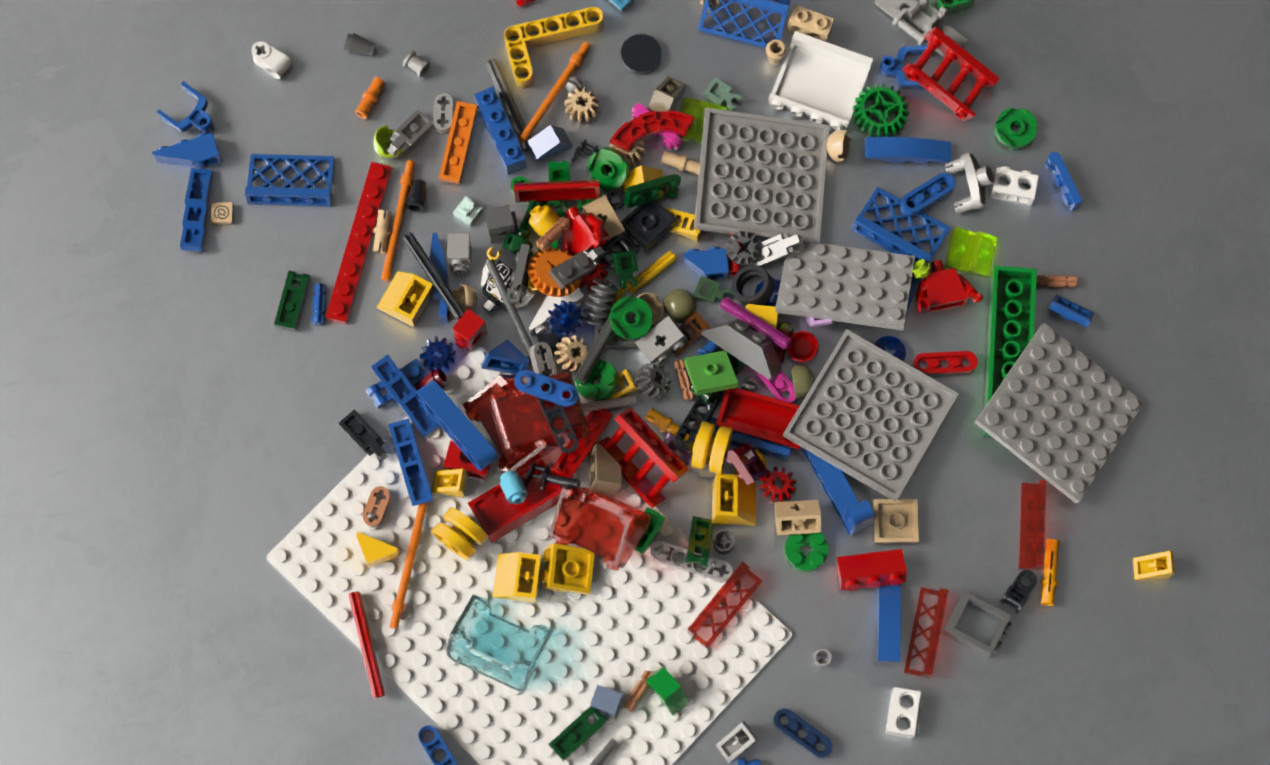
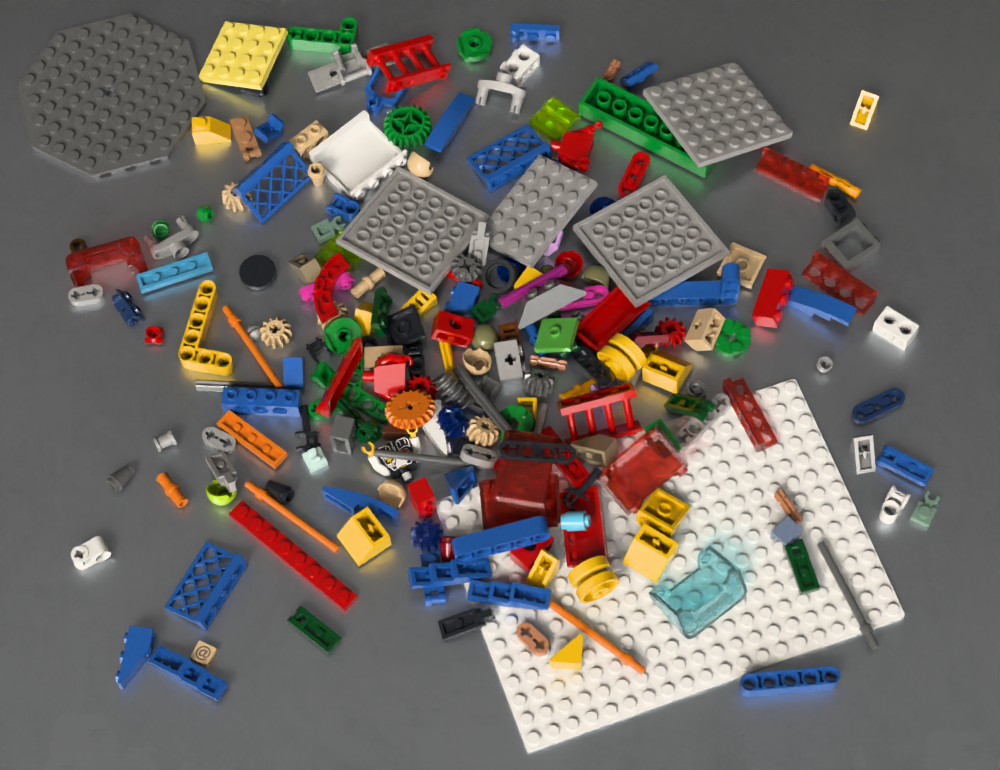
camera: 60 degrees left, 10 degrees down
(195, 118) = (107, 635): blue piece -> none
(319, 304) = (329, 610): blue axle -> none
(366, 644) = (647, 699): red axle -> none
(382, 231) = (295, 532): tan pin -> none
(434, 276) = (361, 502): black axle -> none
(459, 252) = (350, 475): light grey brick -> none
(493, 188) = (306, 431): none -> black piece
(520, 276) = (399, 435): dark grey hinge -> none
(542, 219) = (361, 399): yellow head -> none
(553, 233) = (378, 395): nougat axle -> none
(555, 392) = (512, 453): blue plate -> none
(576, 267) = (416, 390): dark grey hinge -> none
(625, 264) = (433, 357): dark green plate -> none
(642, 320) = (473, 378): green plate -> none
(659, 262) = (452, 329): none -> red brick
(668, 690) = (799, 483): green slope -> none
(753, 96) = (342, 207): none -> blue piece
(921, 269) = (553, 153): lime plate -> none
(933, 189) = (493, 125): blue plate -> none

